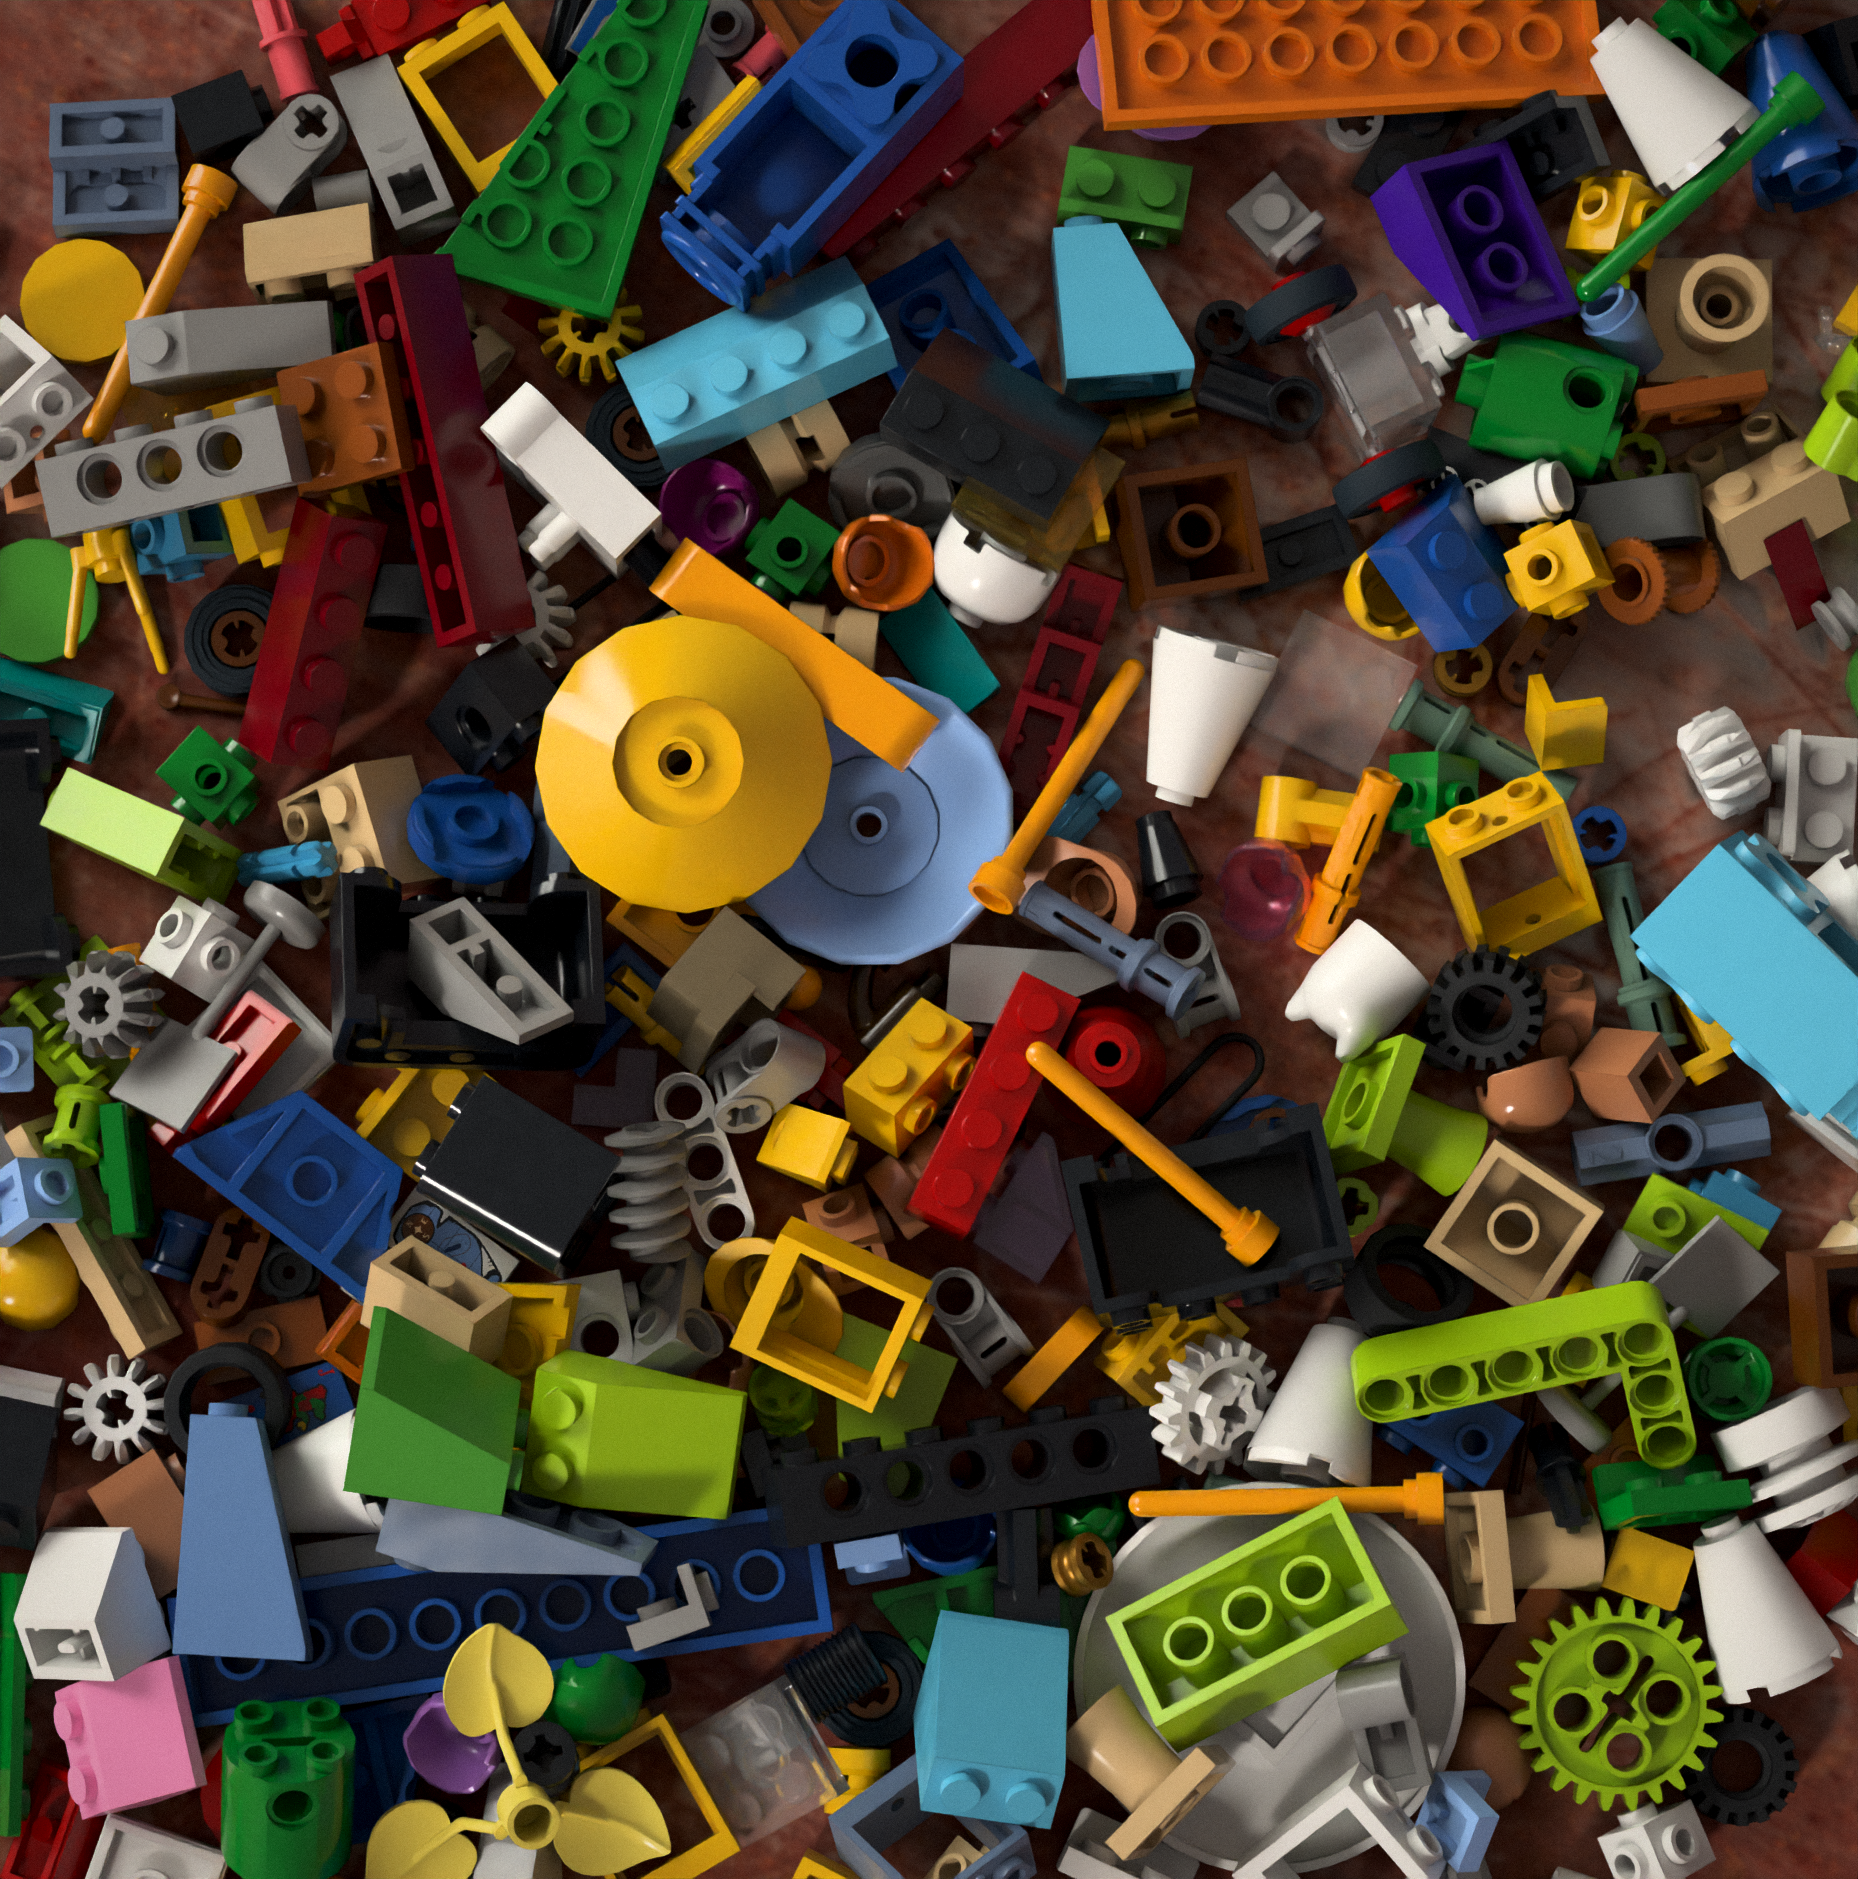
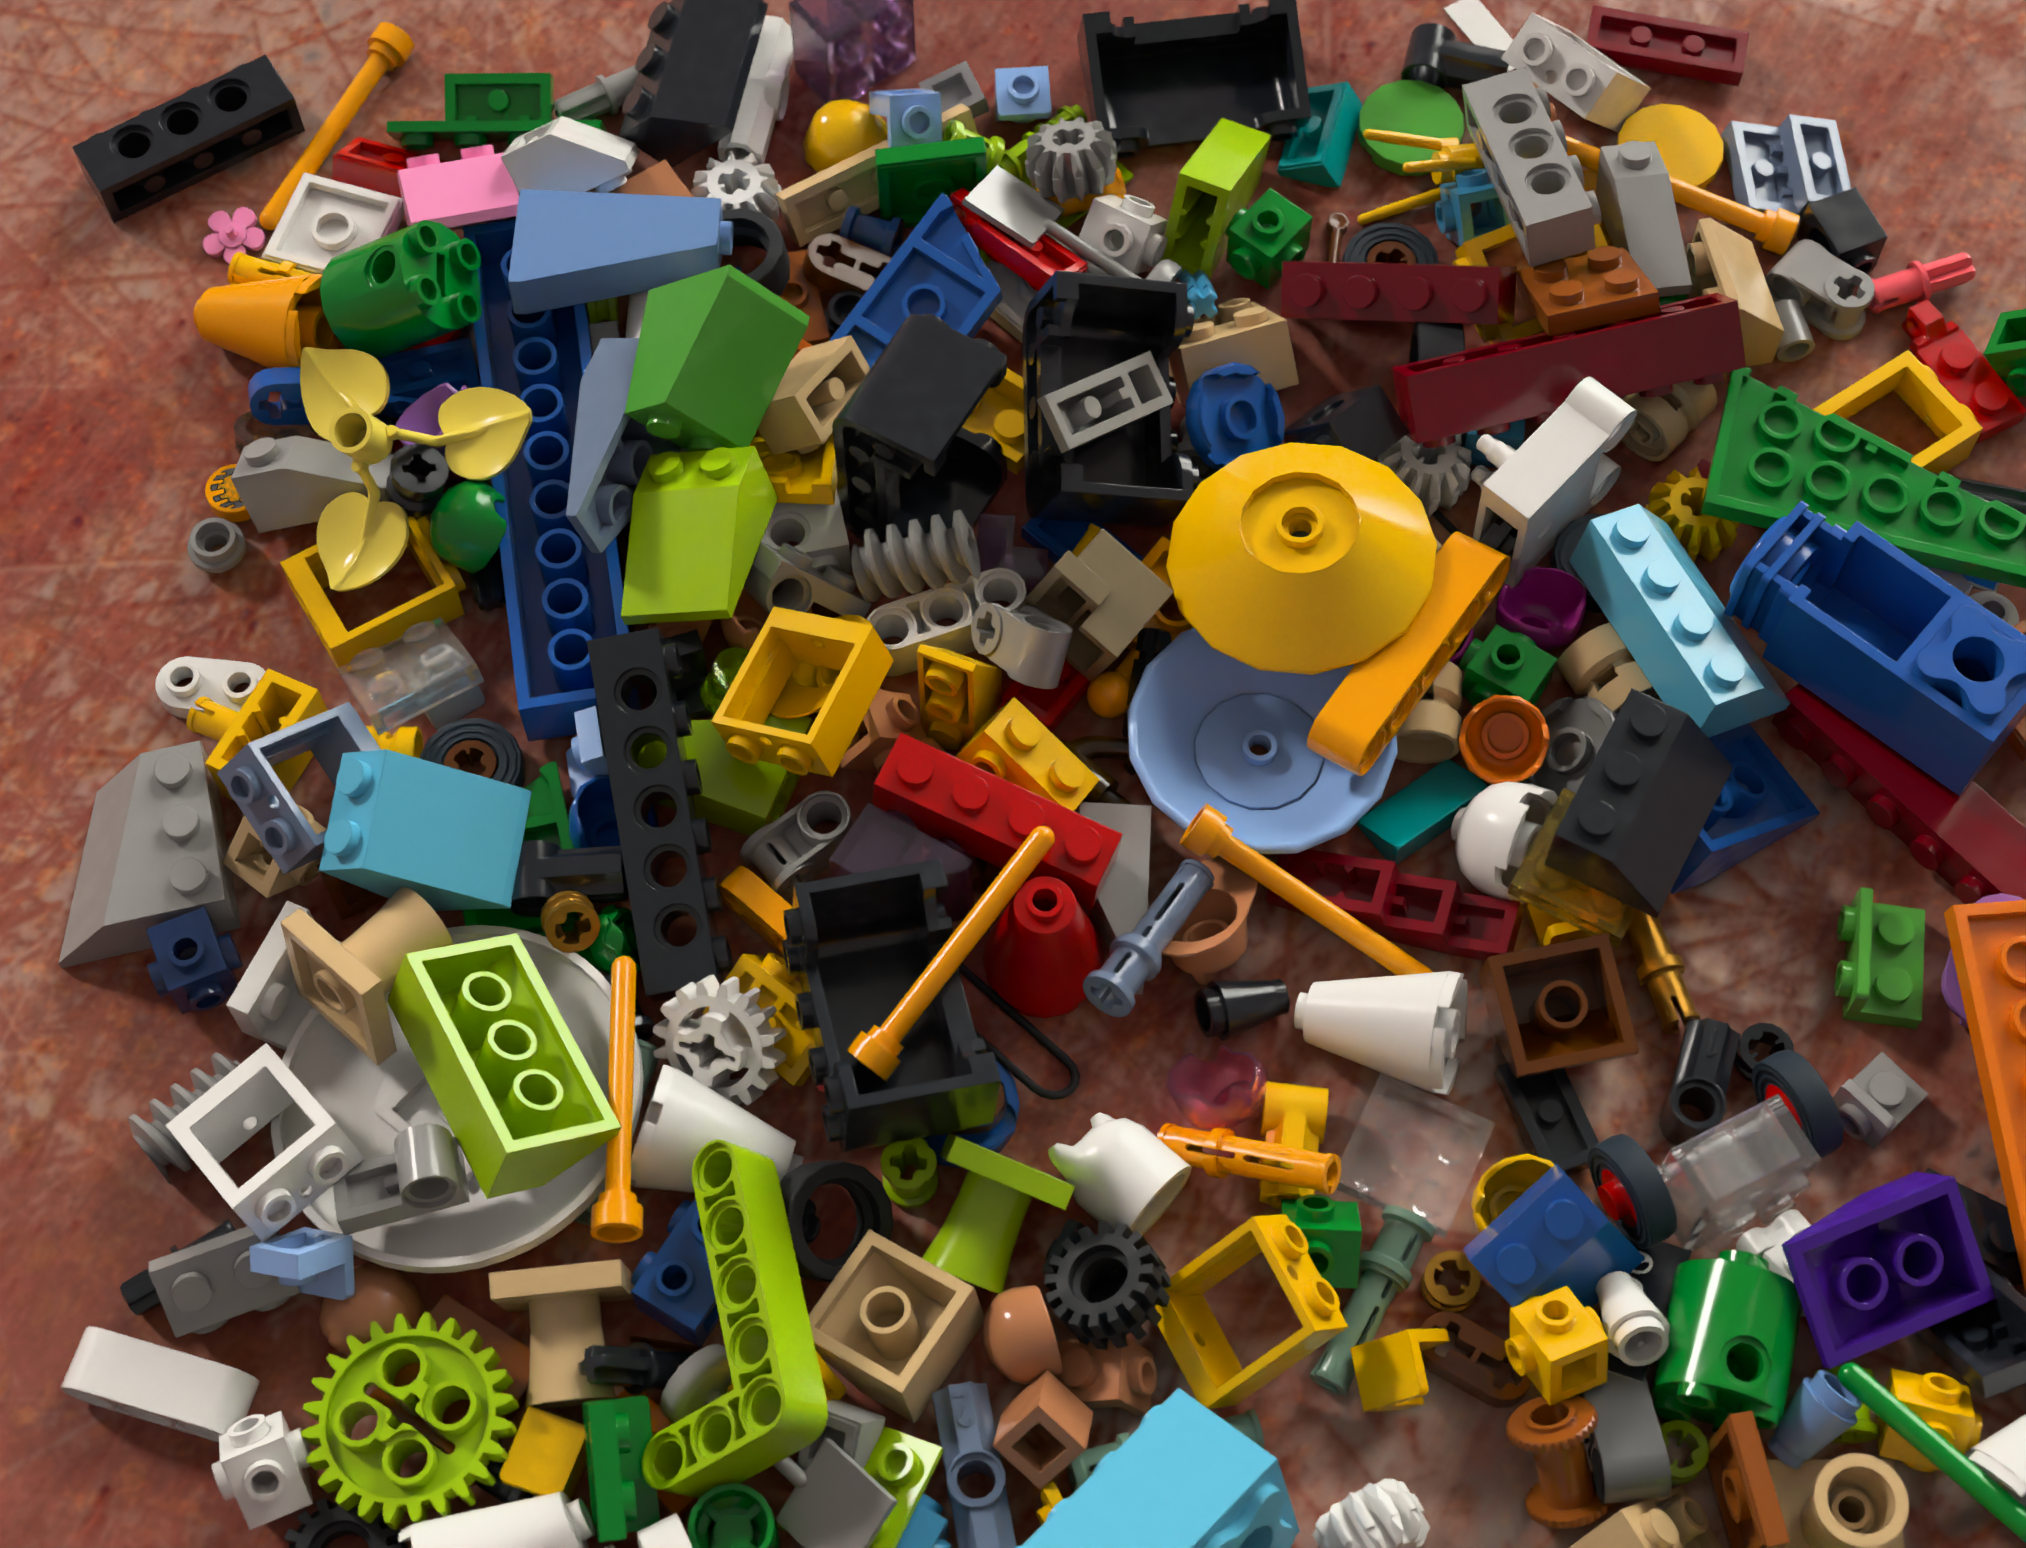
camera: 90 degrees right, 20 degrees down
(395, 150) = (1828, 356): light grey slope -> none
(666, 1621) = (540, 582): light grey bracket -> none
(835, 1673) = (482, 720): black piece -> none
(1080, 812) = (1282, 931): dark azure axle -> none
(1111, 320) = (1759, 927): medium azure slope -> none
(1216, 982) = (1134, 1036): light grey piece -> none
(1350, 140) = (1971, 1166): light grey bush -> none
(1597, 816) = (1291, 1393): blue bush -> none

